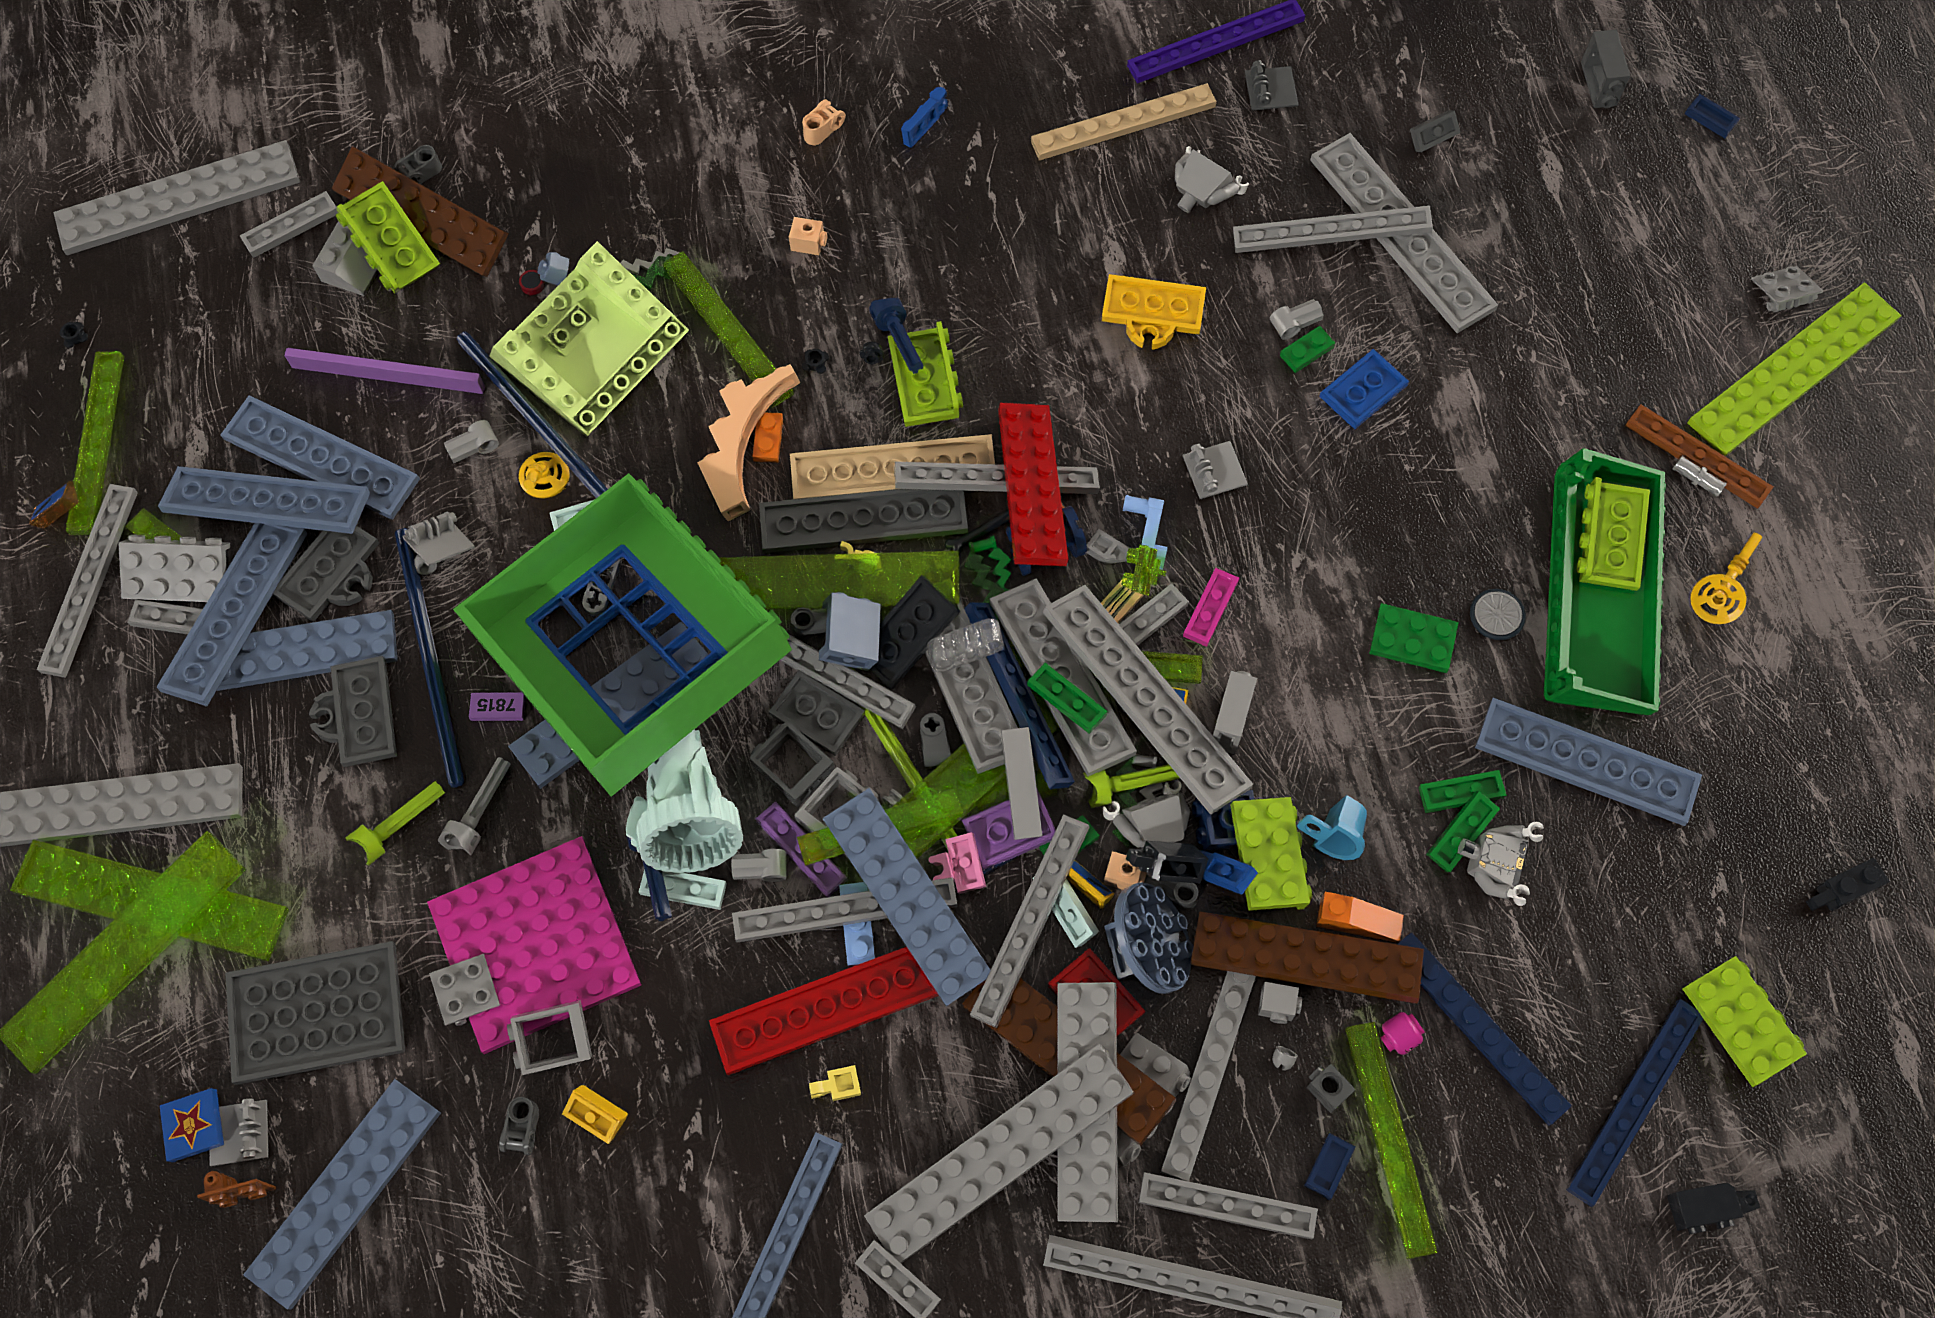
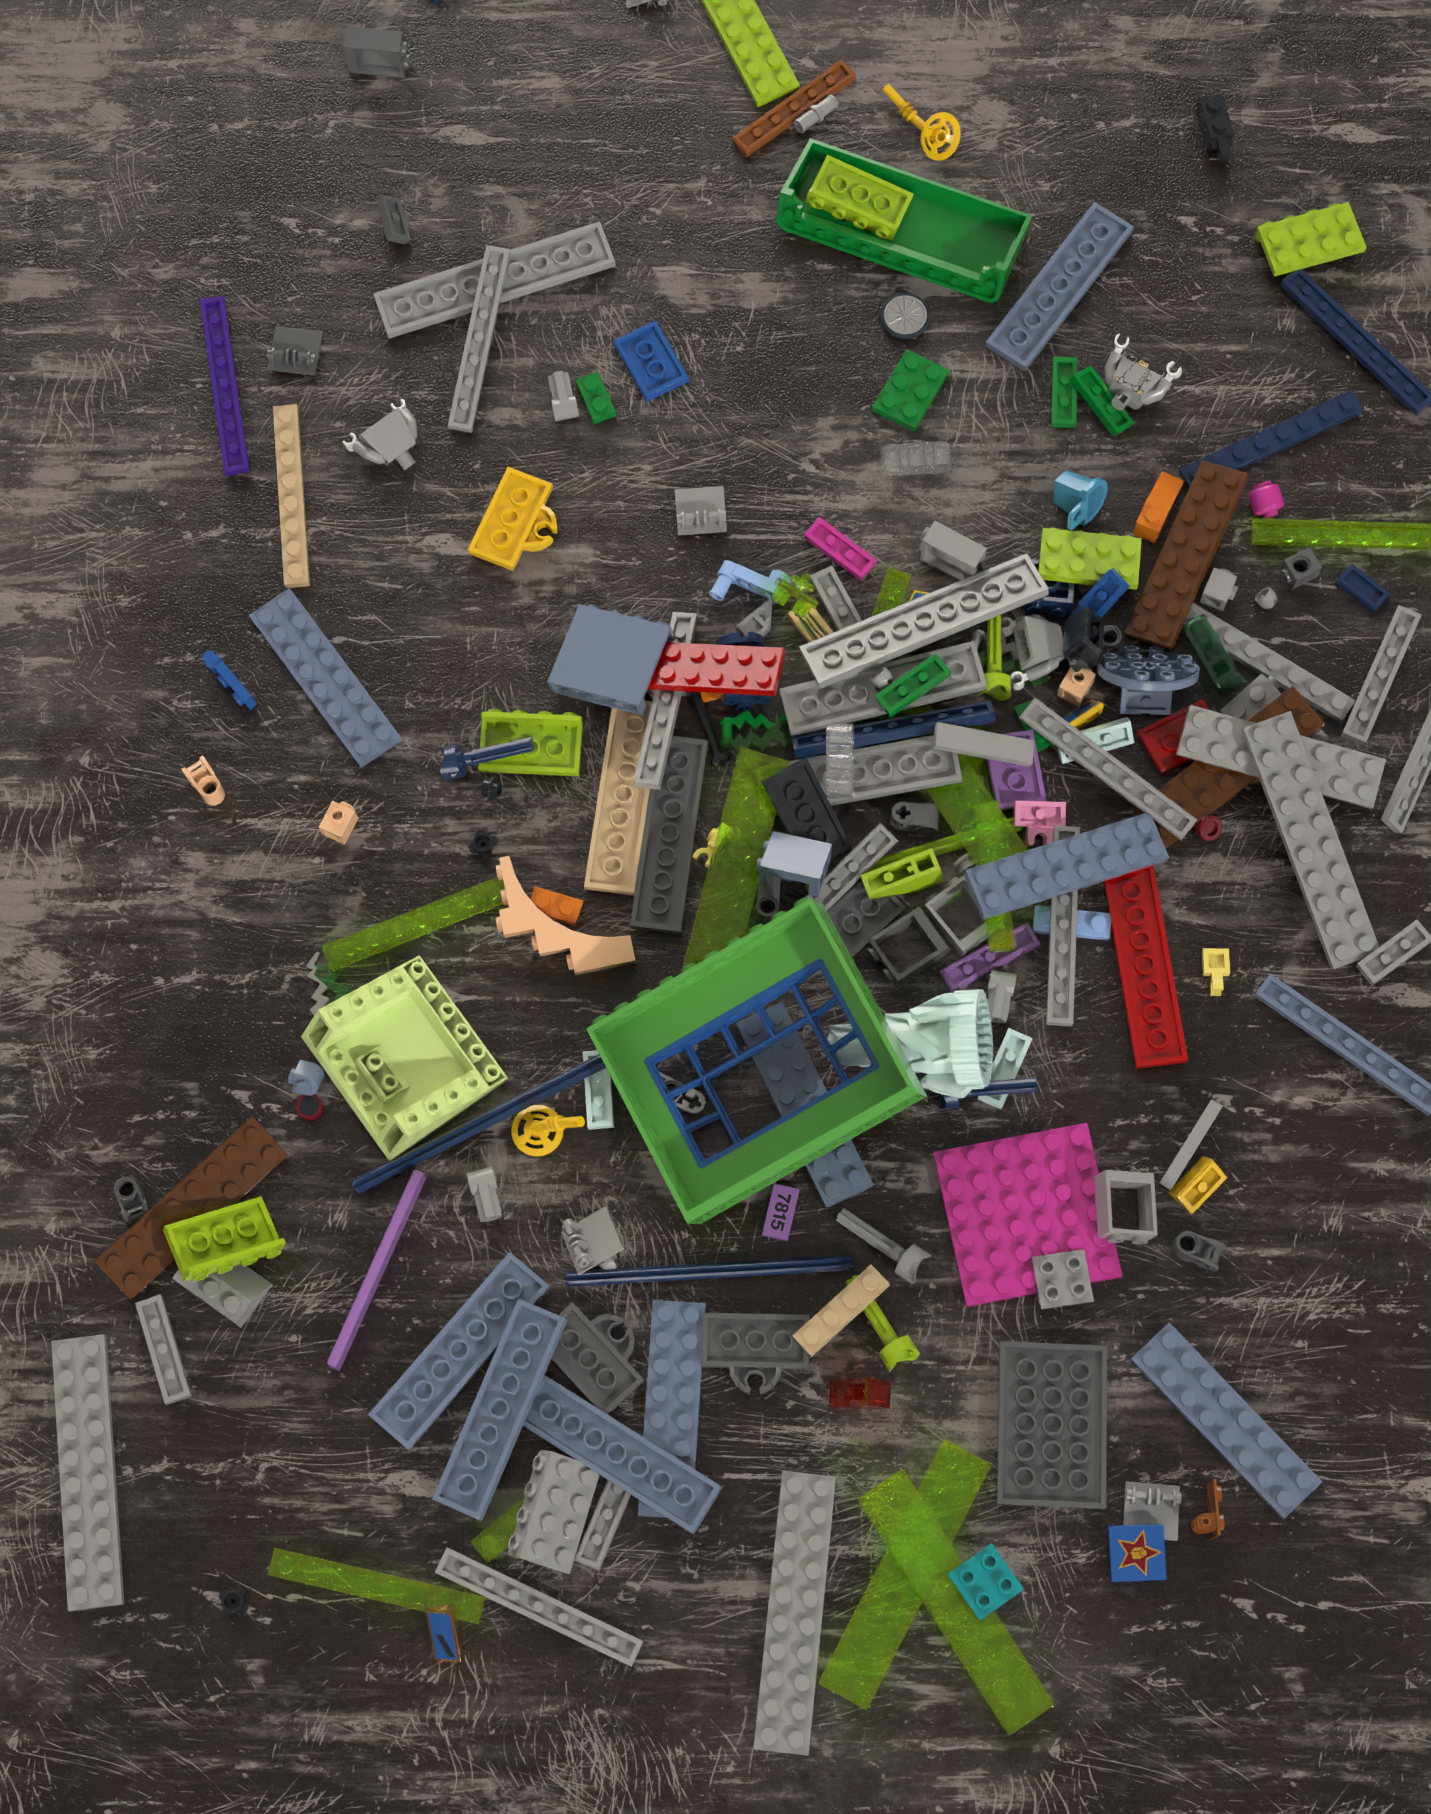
camera: 75 degrees left, 5 degrees up
(141, 975) = (985, 1582): none -> teal bracket
(321, 819) = (860, 1394): none -> clear red slope
(399, 779) = (841, 1310): none -> tan plate
(635, 1096) = (1191, 1144): none -> light grey beam
(865, 742) = (904, 876): none -> lime slope
(948, 193) = (325, 678): none -> sand blue plate
(995, 1045) = (1209, 827): none -> dark red tile
(1028, 416) = (609, 658): none -> sand blue panel
(1068, 666) = (882, 678): none -> light grey hinge
(1195, 1010) = (1214, 654): none -> clear green slope
(1335, 658) = (916, 458): none -> clear beam

